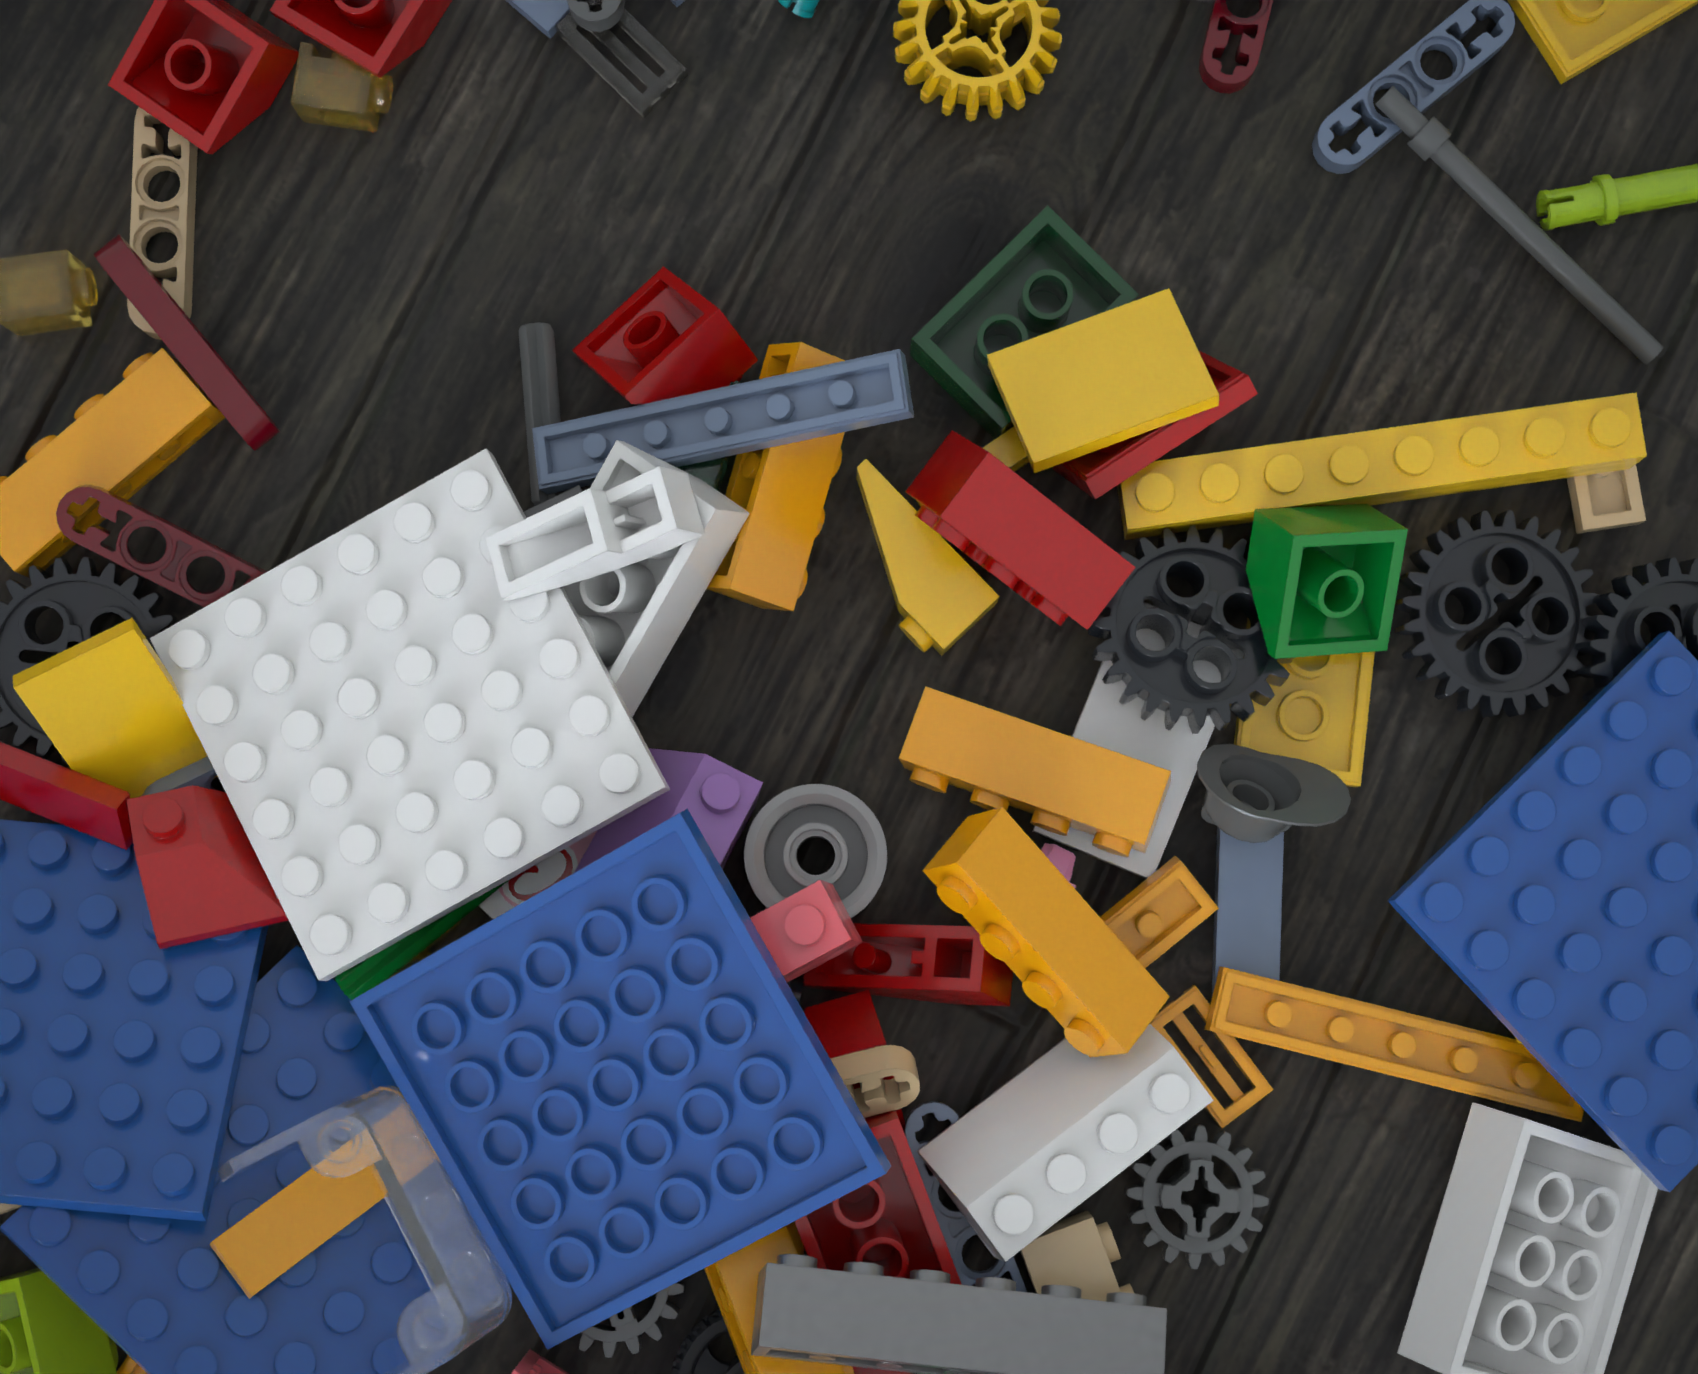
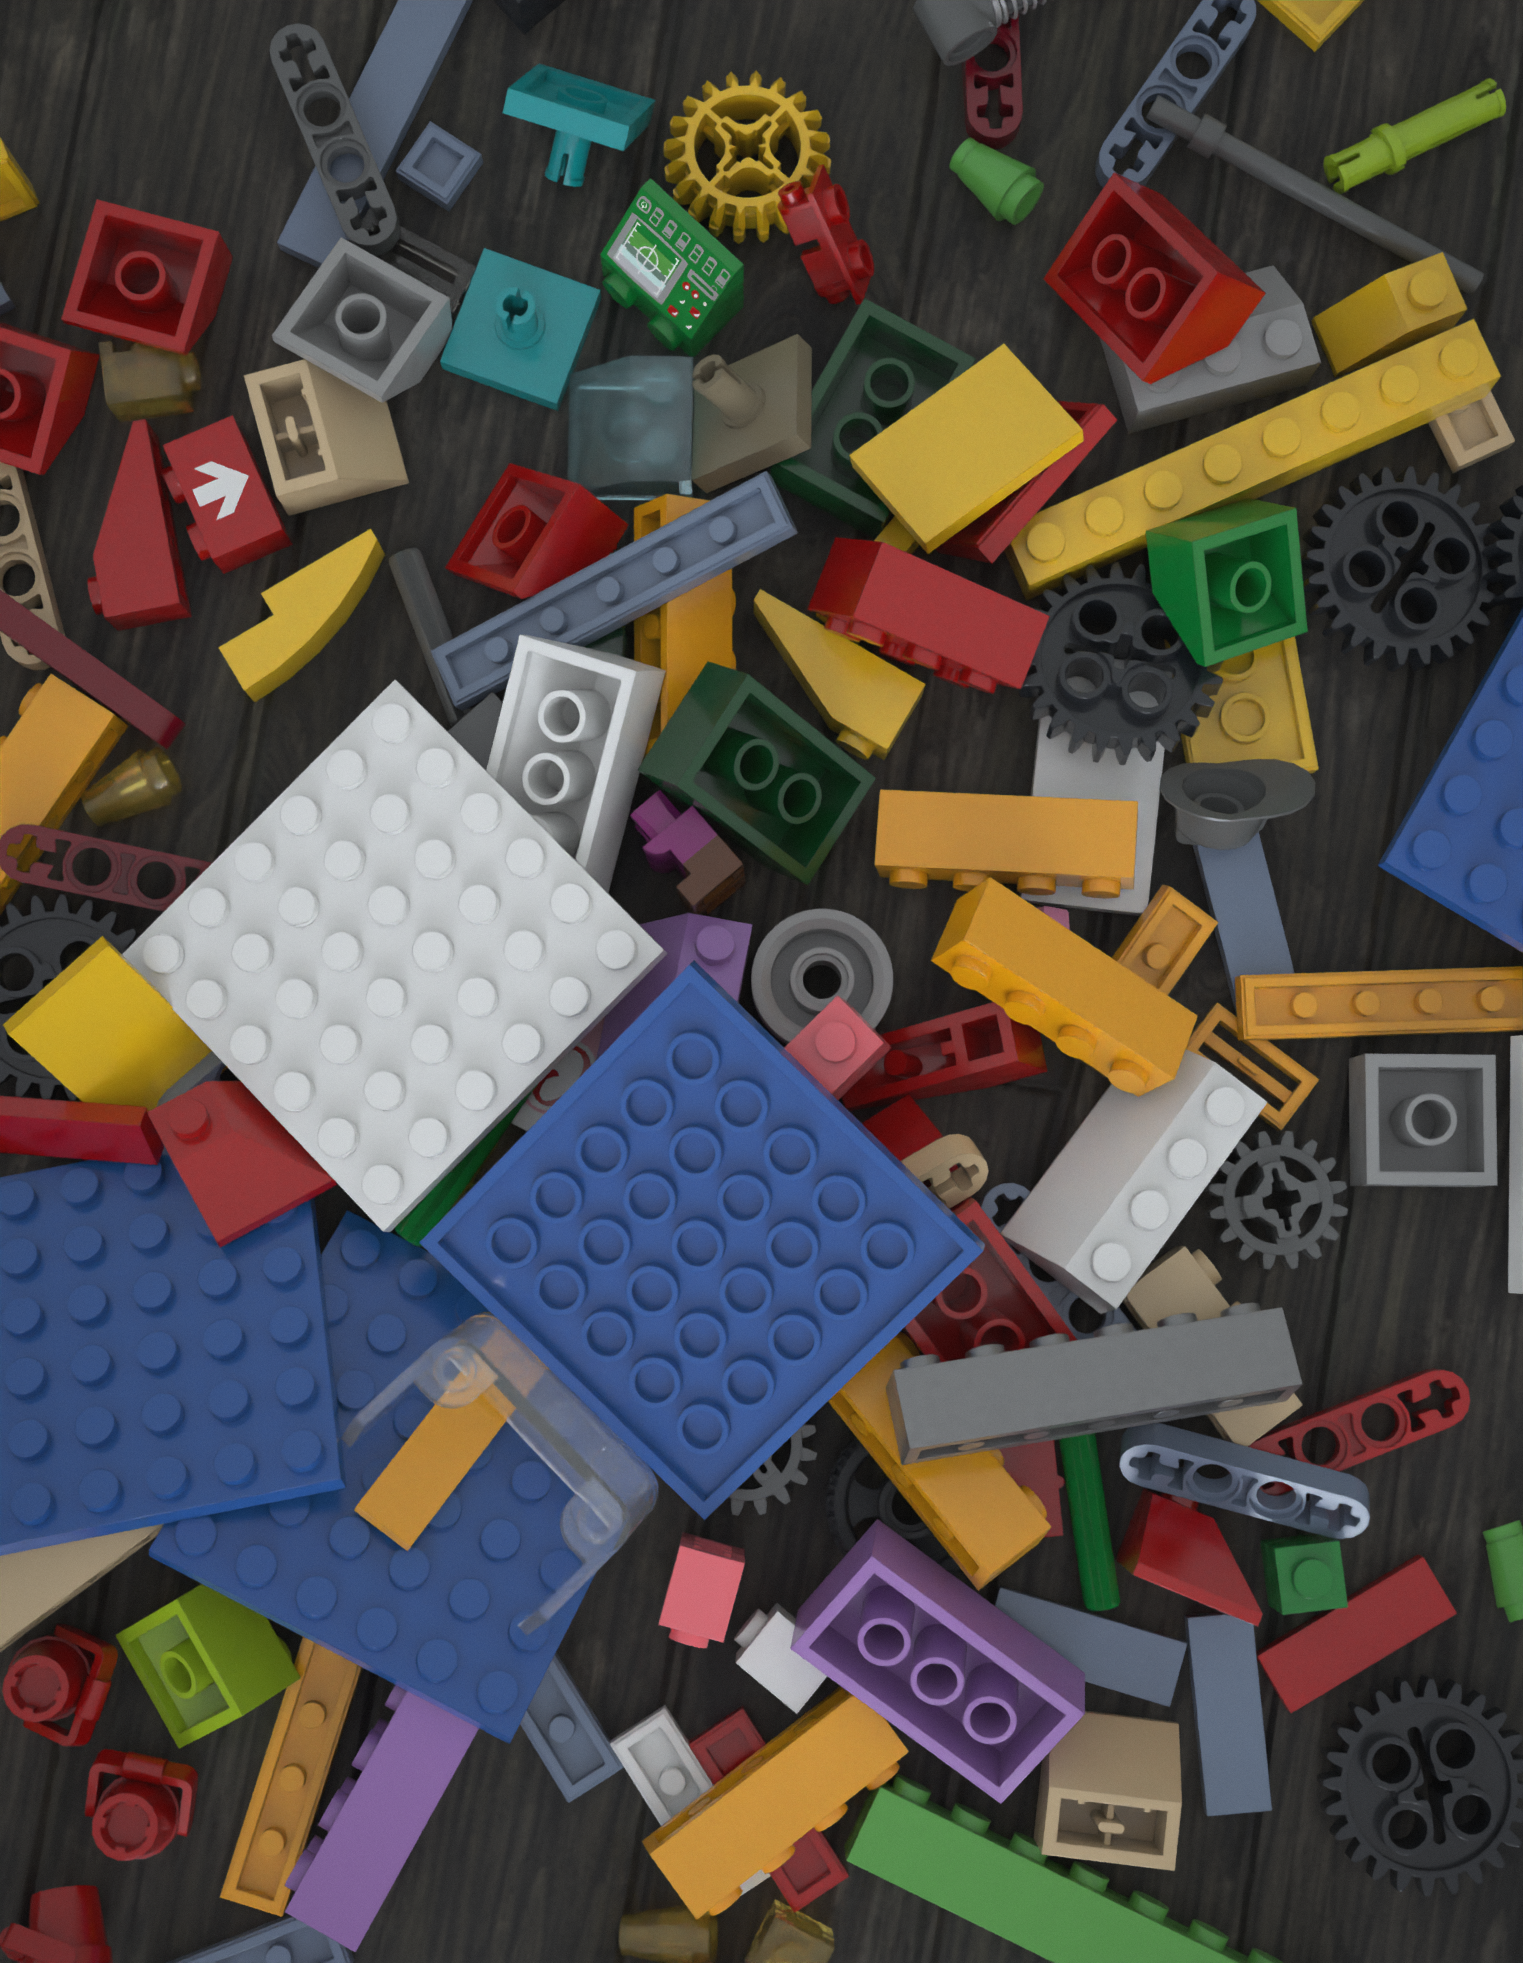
camera: 20 degrees left, 0 degrees up
(212, 478) = (133, 787): none -> clear yellow cone
(284, 246) = (138, 548): none -> red slope
(380, 222) = (225, 494): none -> red brick
(422, 359) = (305, 617): none -> yellow slope
(493, 188) = (322, 437): none -> tan slope
(561, 96) = (367, 323): none -> light grey slope
(595, 533) = (526, 728): white slope -> none
(712, 140) = (521, 329): none -> teal tile
(726, 689) = (691, 847): none -> hips
(791, 268) = (633, 428): none -> clear light blue slope
(809, 637) = (757, 772): none -> dark green brick
(870, 127) = (672, 272): none -> green slope
(906, 285) = (750, 412): none -> dark tan tile
(1038, 161) = (822, 212): none -> red hinge
(1213, 124) = (998, 181): none -> bright green cone
(1332, 267) = (1151, 282): none -> red slope
(1361, 1162) = (1423, 1120): none -> light grey brick
(1370, 343) = (1264, 358): none -> light grey slope
(1559, 363) = (1390, 315): none -> yellow slope

